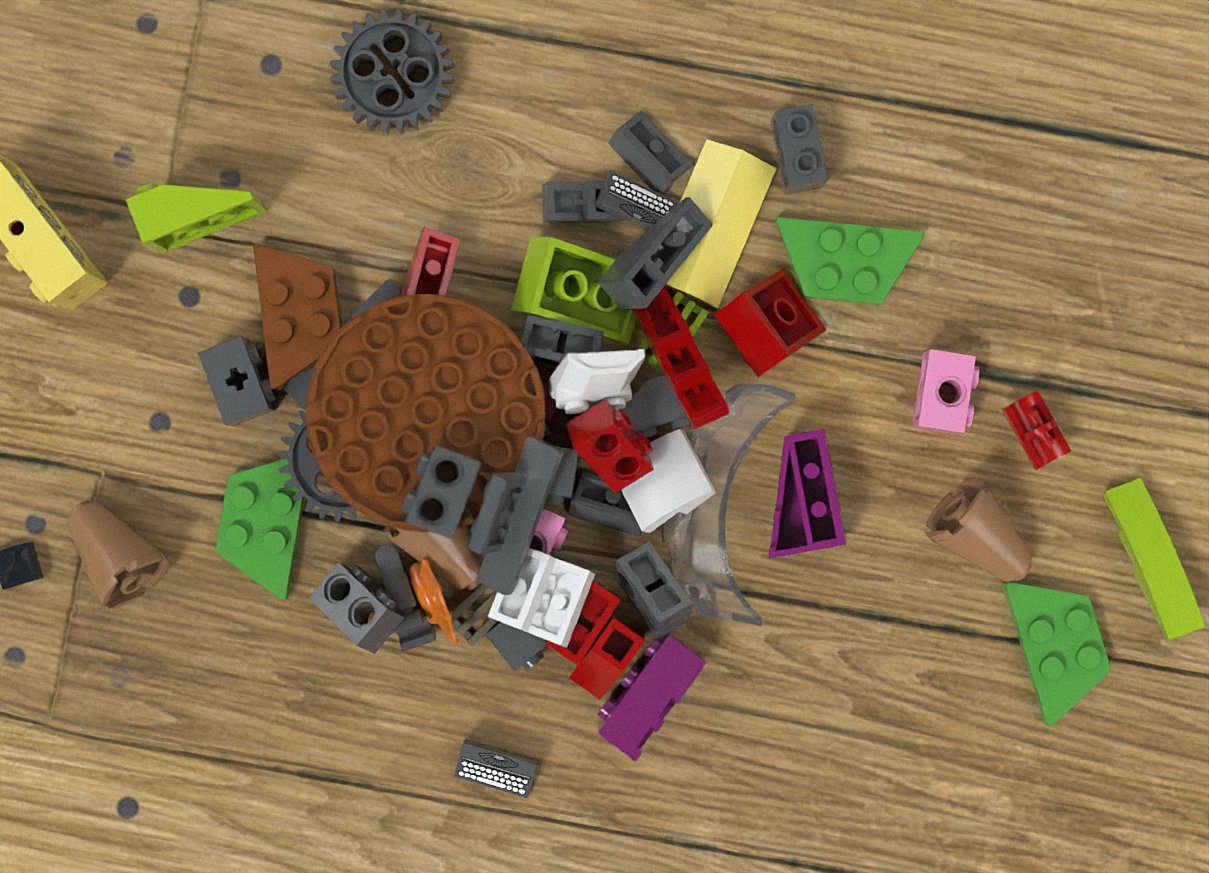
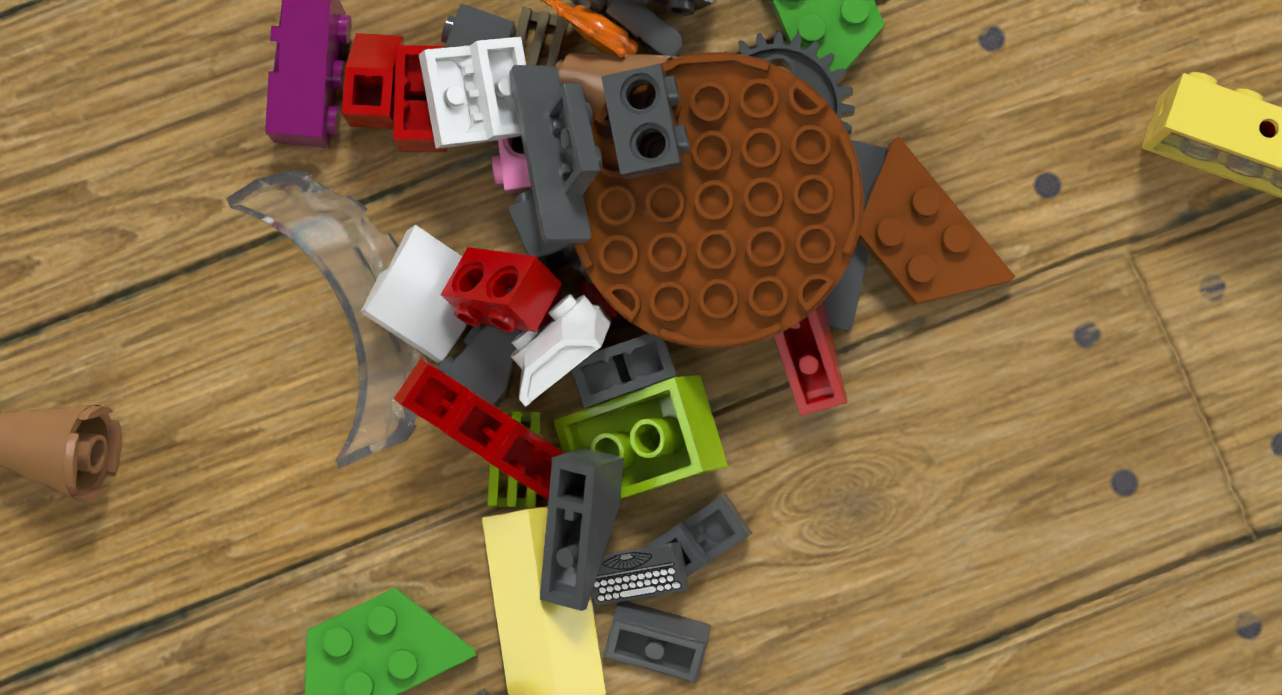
camera: 150 degrees right, 5 degrees down
(181, 214) = (1120, 246): lime slope -> none
(221, 369) = (924, 104): dark grey brick -> none
(418, 52) = (976, 594): dark grey gear -> none
(600, 505) = (481, 229): dark grey slope -> none
(653, 590) = (366, 172): dark grey brick -> none
(770, 322) = (413, 534): red slope -> none
(807, 498) = (259, 368): magenta wedge -> none
(930, 409) = (203, 592): bright pink brick -> none
(1036, 429) = (56, 595): red hips -> none

